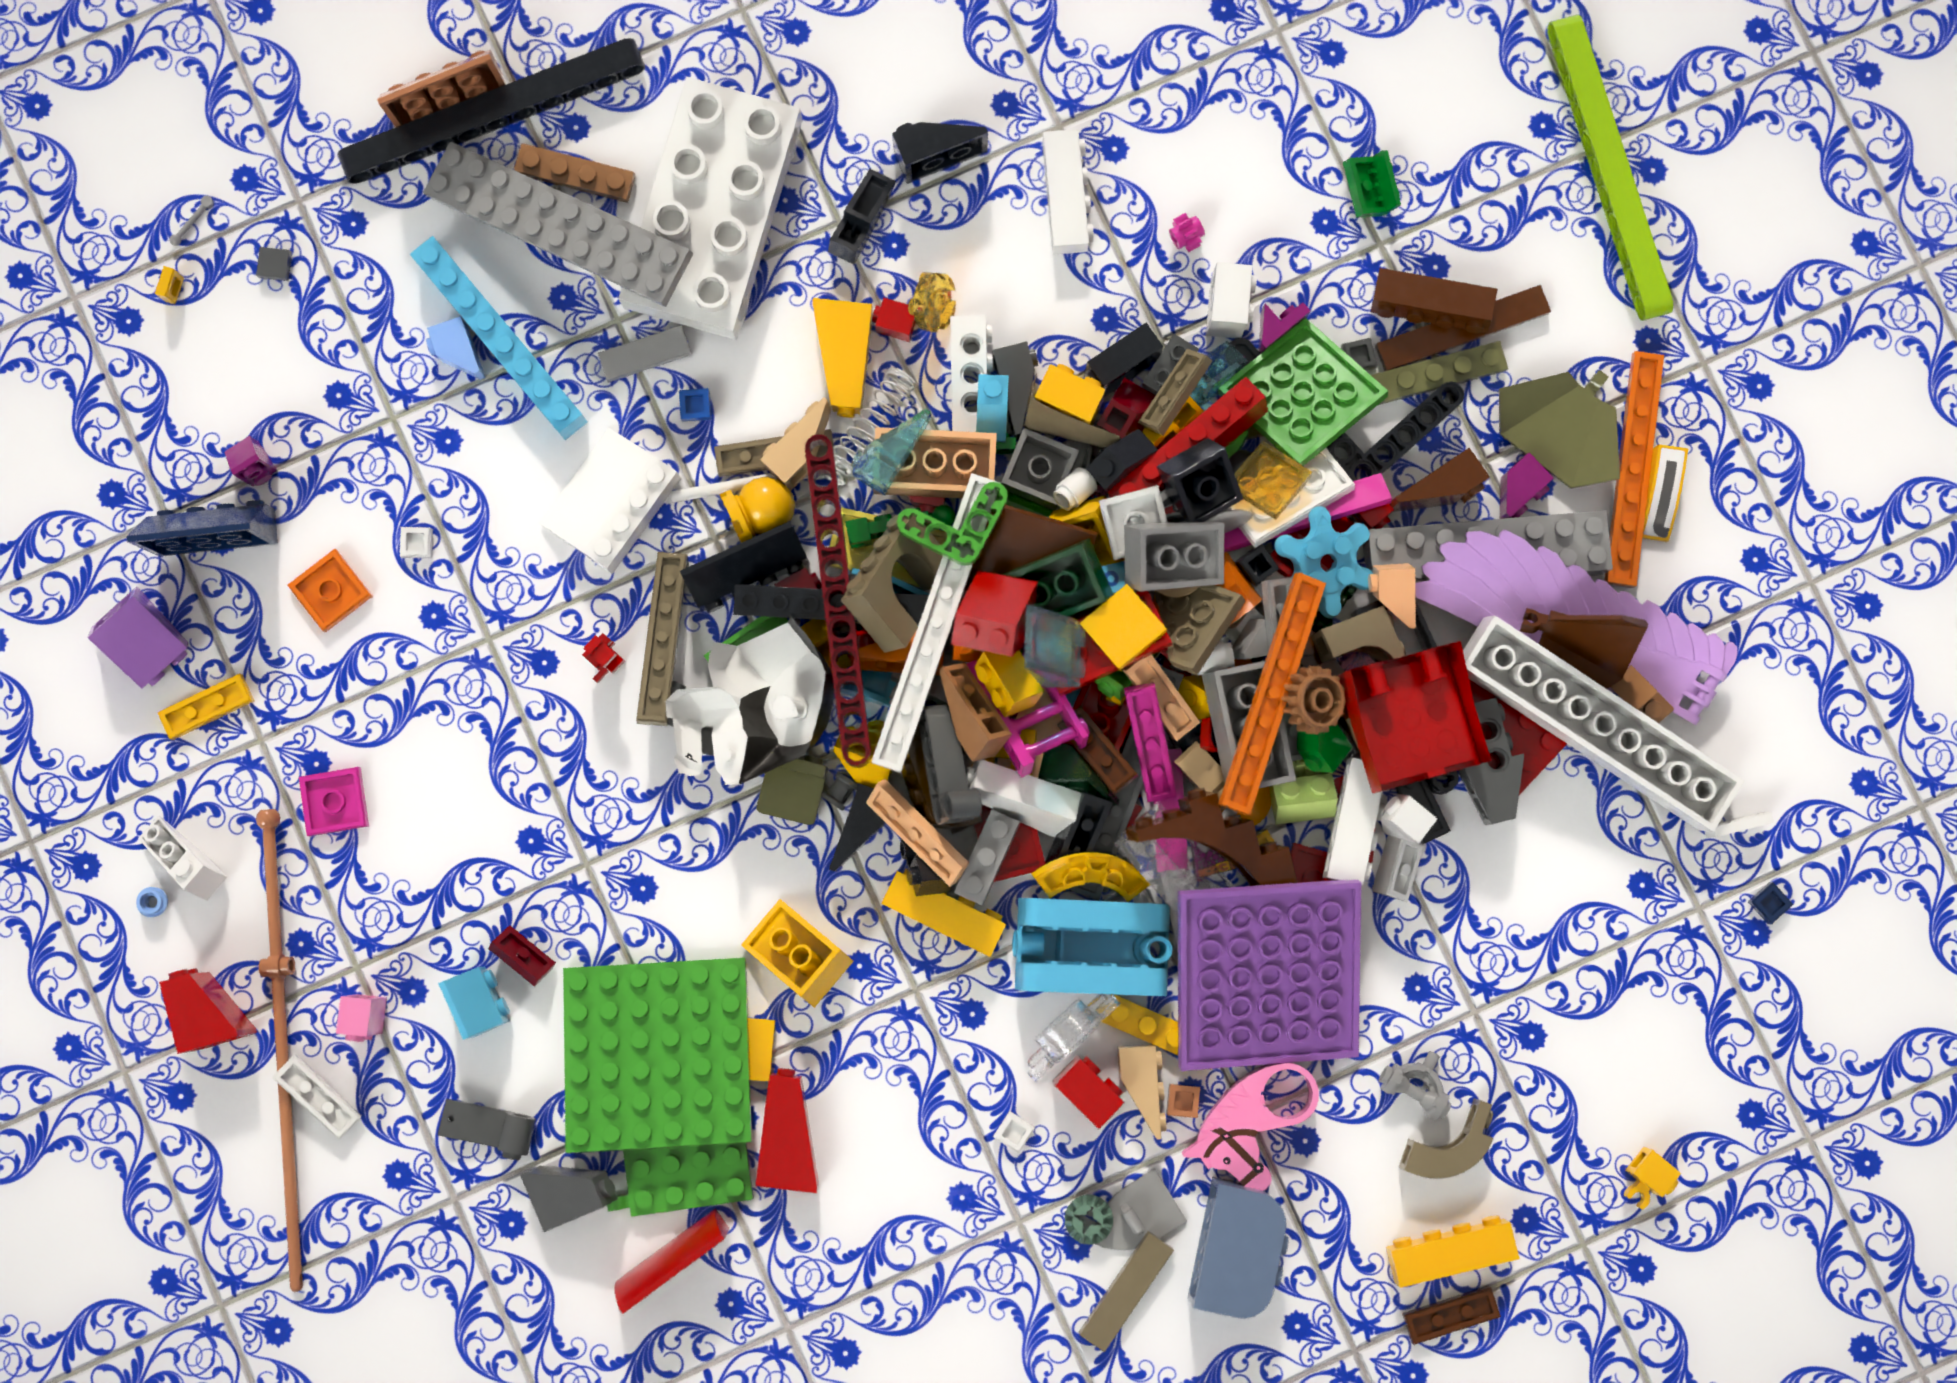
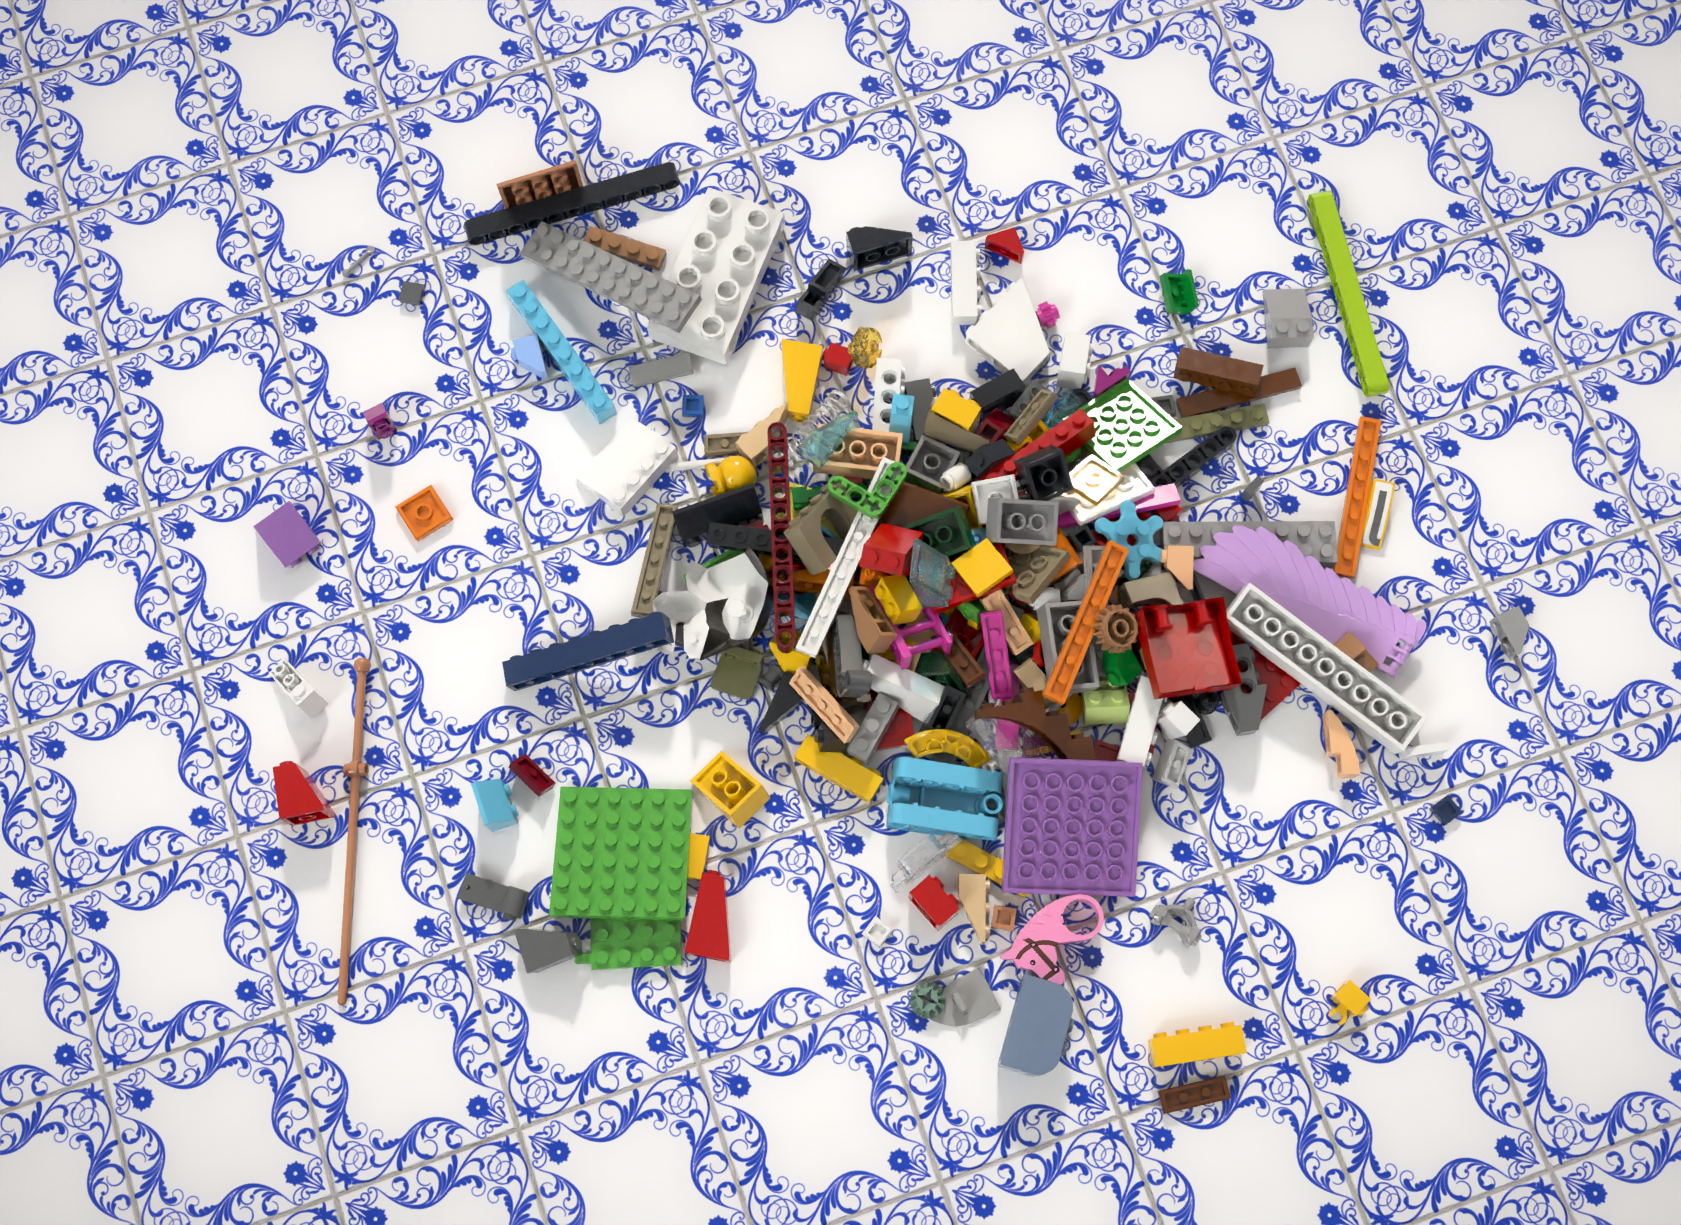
camera: 10 degrees right, 10 degrees down
(143, 901) = (266, 716): light blue plate -> none
(169, 285) = (338, 301): yellow tile -> none
(206, 529) = (344, 465): dark blue slope -> none
(206, 706) = (327, 585): yellow tile -> none
(316, 1096) = (373, 864): white tile -> none
(333, 801) = (409, 658): dark pink tile -> none
(361, 1016) = (412, 806): bright pink brick -> none
(416, 542) = (488, 485): white tile -> none
(581, 780) = (588, 651): none -> dark blue brick
(601, 655) = (610, 568): red piece -> none
(670, 1260) = (617, 1002): red slope -> none
(1122, 129) = (1006, 244): none -> red slope
(1126, 1291) = (951, 1055): dark tan tile -> none
(1137, 266) = (1010, 334): none -> white slope
(1453, 481) = (1218, 496): reddish brown slope -> none
(1456, 1156) = (1191, 978): dark tan arch -> none
(1493, 463) = (1252, 488): none -> dark grey tile
(1520, 484) = (1275, 500): magenta slope -> none
(1526, 211) = (1287, 318): none -> light grey slope
(1563, 427) = (1305, 464): olive panel -> none
(1590, 643) = (1320, 606): reddish brown panel -> none
(1625, 825) = (1340, 746): none -> light nougat slope
(1852, 646) = (1511, 631): none -> light grey slope

